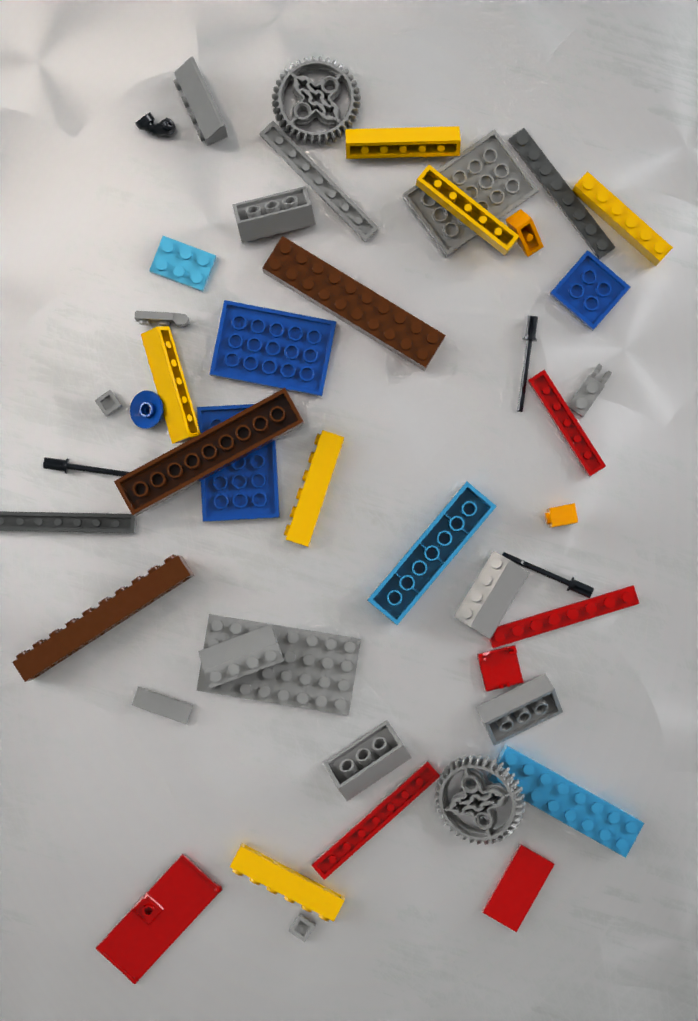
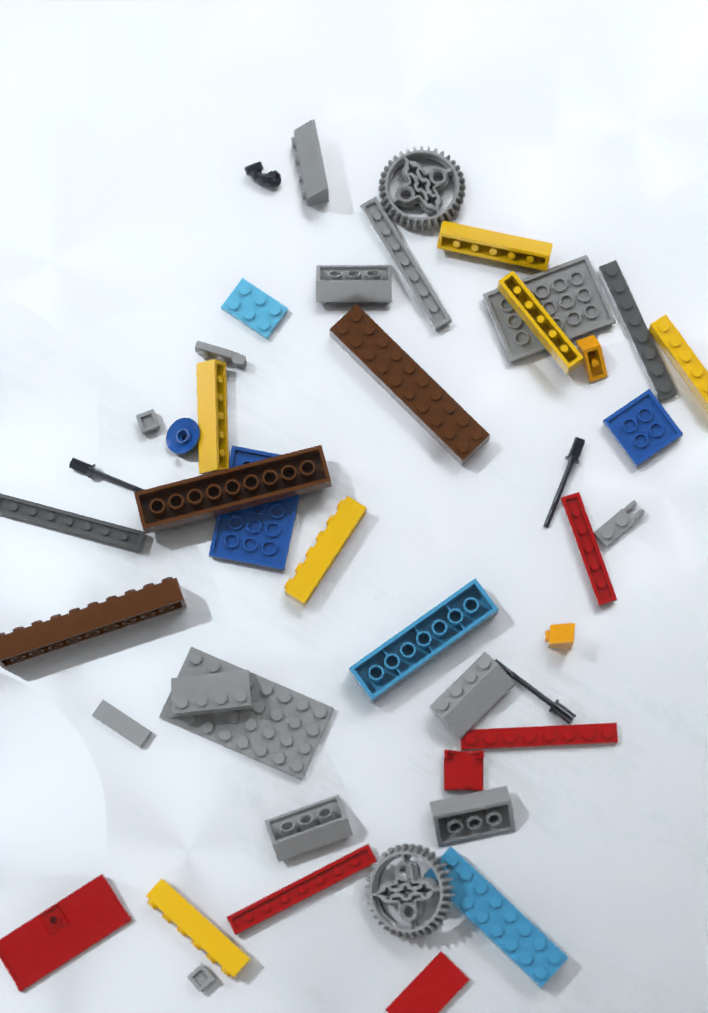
camera: 20 degrees right, 10 degrees down
(273, 348) = (320, 408): blue plate -> none

